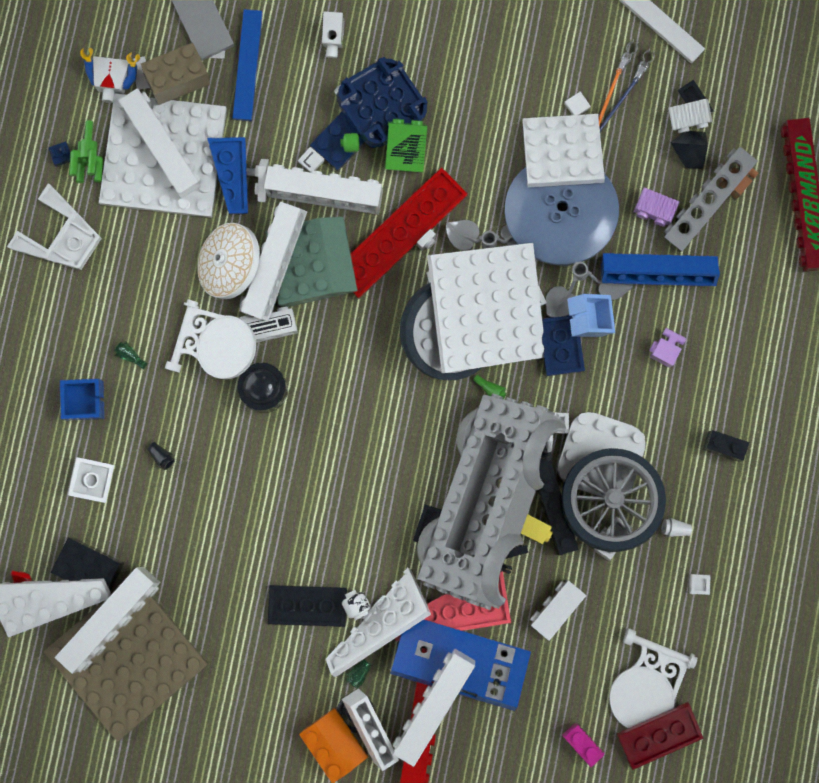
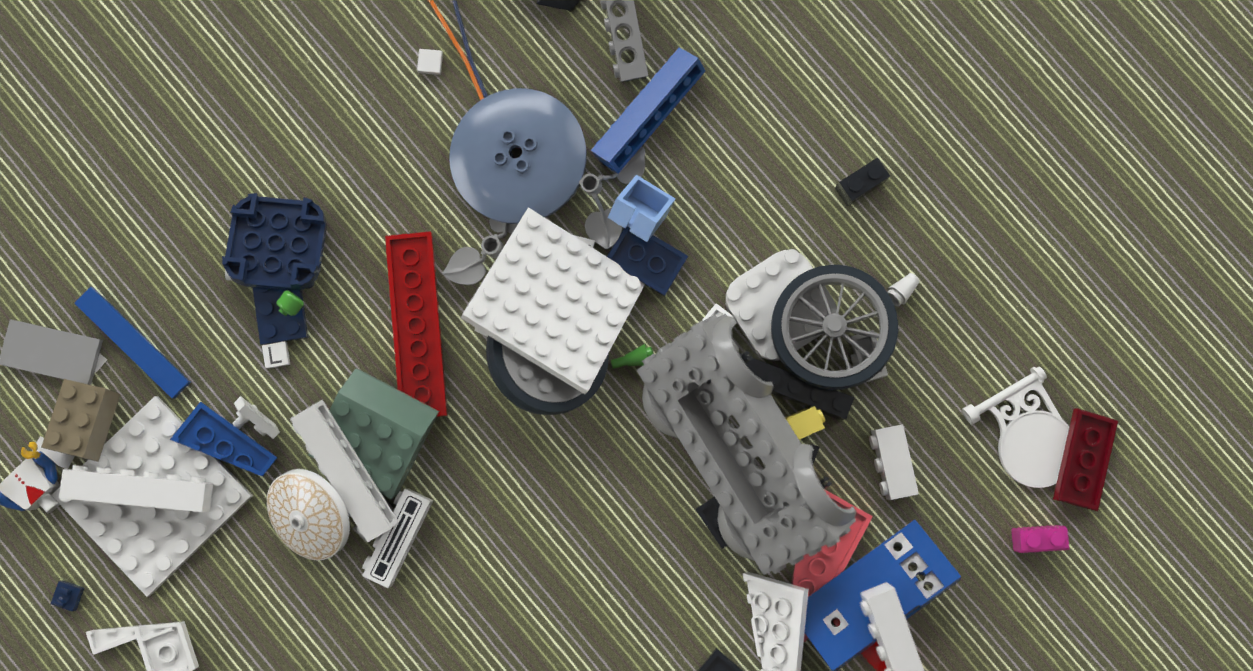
camera: 55 degrees left, 0 degrees up
(86, 156) = (90, 573): bright green plant -> none
(223, 347) = (388, 586): white piece -> none
(262, 388) = (459, 578): black piece -> none
(323, 189) = (313, 366): white brick -> none
(333, 25) = (162, 229): white torso -> none
(356, 604) = (741, 653): white head -> none
(406, 145) = (336, 253): bright green panel -> none
(427, 240) = (444, 305): white plate -> none
(563, 150) = (463, 109): white plate -> none
(656, 207) = (586, 66): lavender brick -> none
(666, 351) = (730, 165): lavender brick -> none
(699, 584) = (971, 309): white tile -> none

